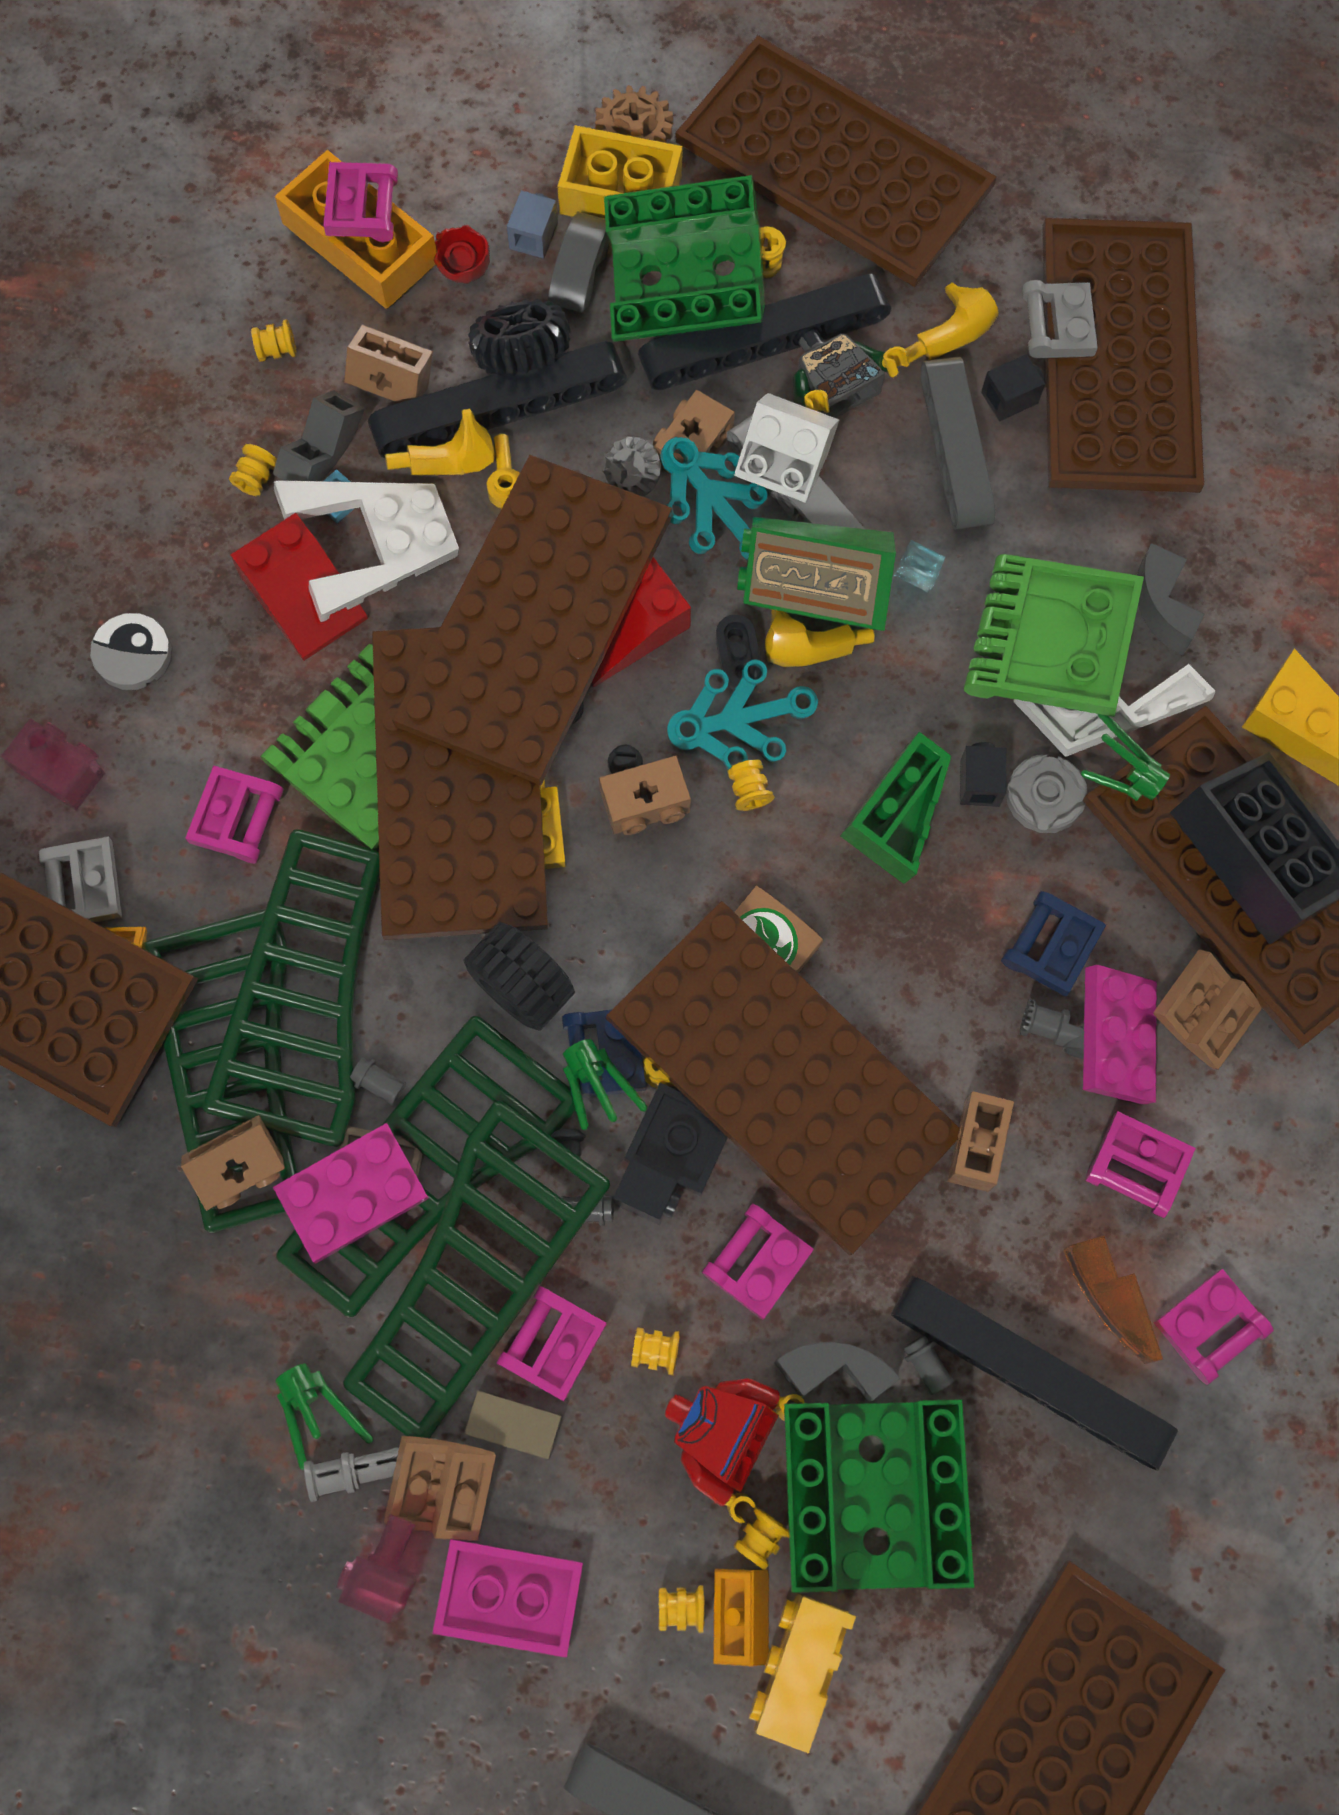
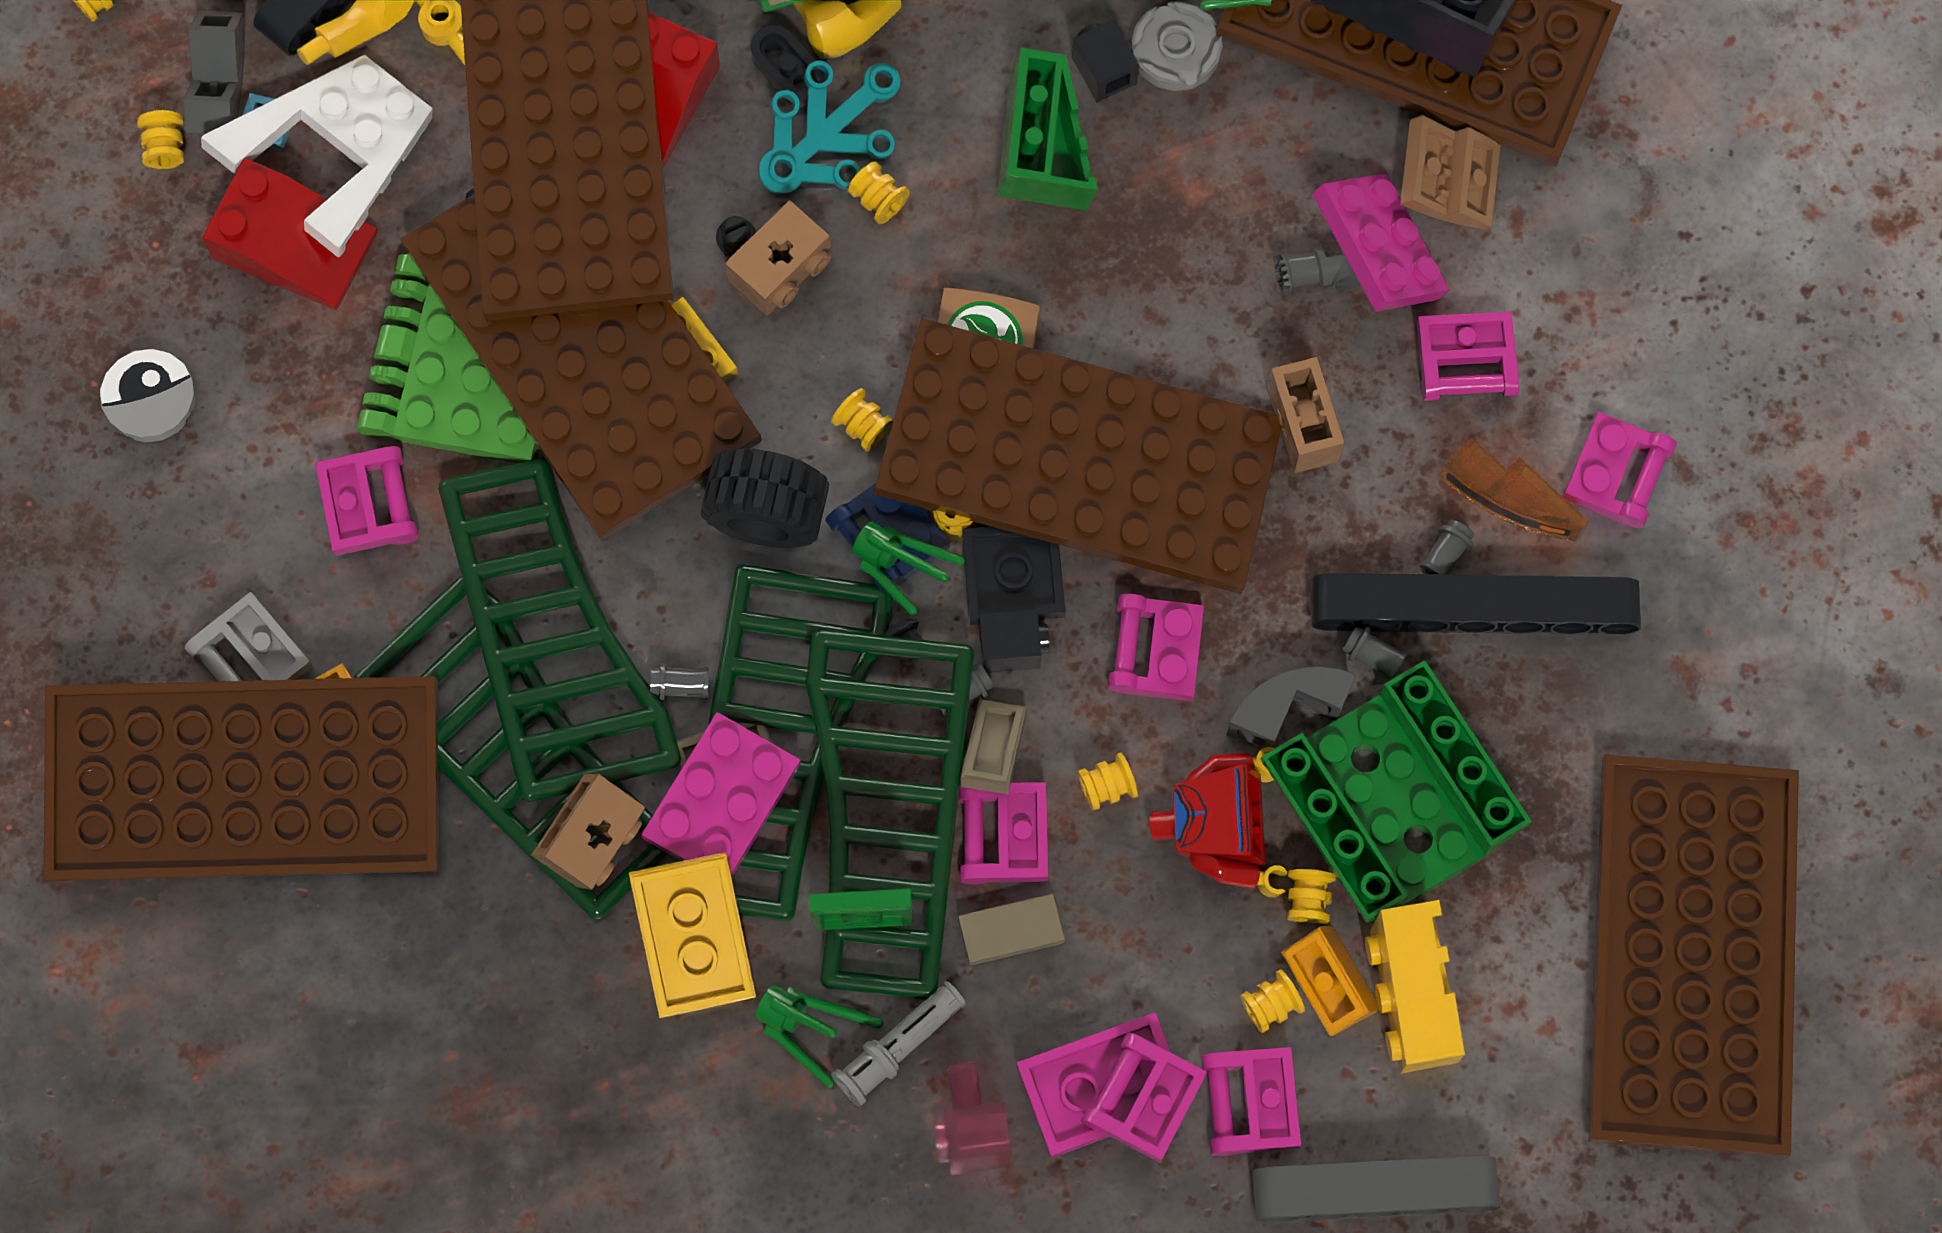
camera: 30 degrees left, 0 degrees up
(53, 763) = (143, 550): clear pink brick -> none
(264, 1288) = (692, 934): none -> yellow tile
(388, 1351) = (861, 909): none -> green tile
(441, 1487) = (978, 1019): medium nougat slope -> none
(539, 1645) = (1159, 1105): none -> dark pink plate
(583, 1270) = (993, 746): none -> dark tan tile
(632, 1689) = (1268, 1101): none -> dark pink plate
(634, 954) = (862, 420): none -> yellow bush
(1035, 1314) = (1448, 548): none -> dark grey pin
(1066, 950) = (1282, 189): dark blue plate -> none

